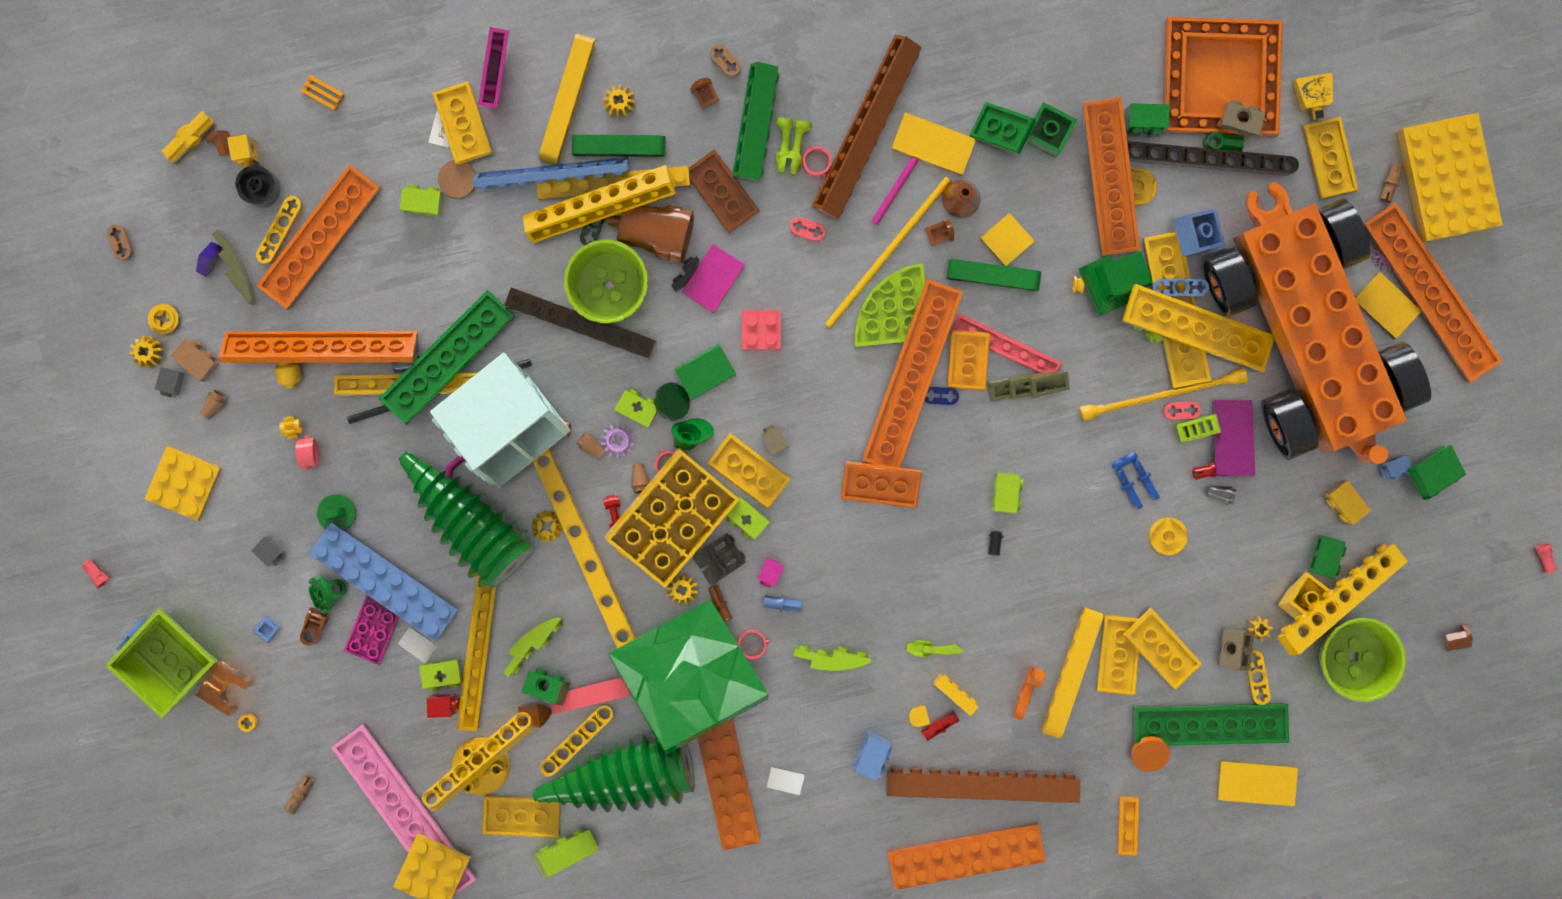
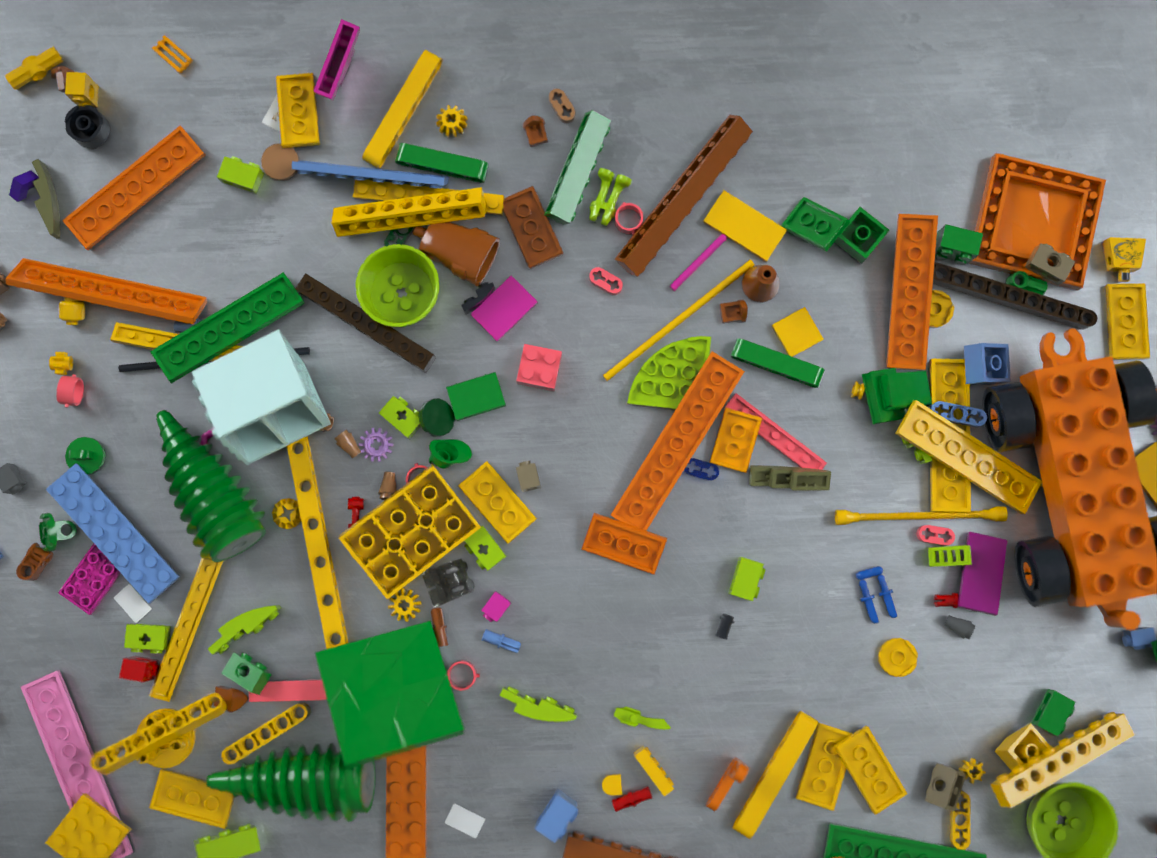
camera: 20 degrees right, 5 degrees down
(281, 231) = (102, 176): yellow beam -> none
(1347, 503) = (1083, 662): yellow brick -> none

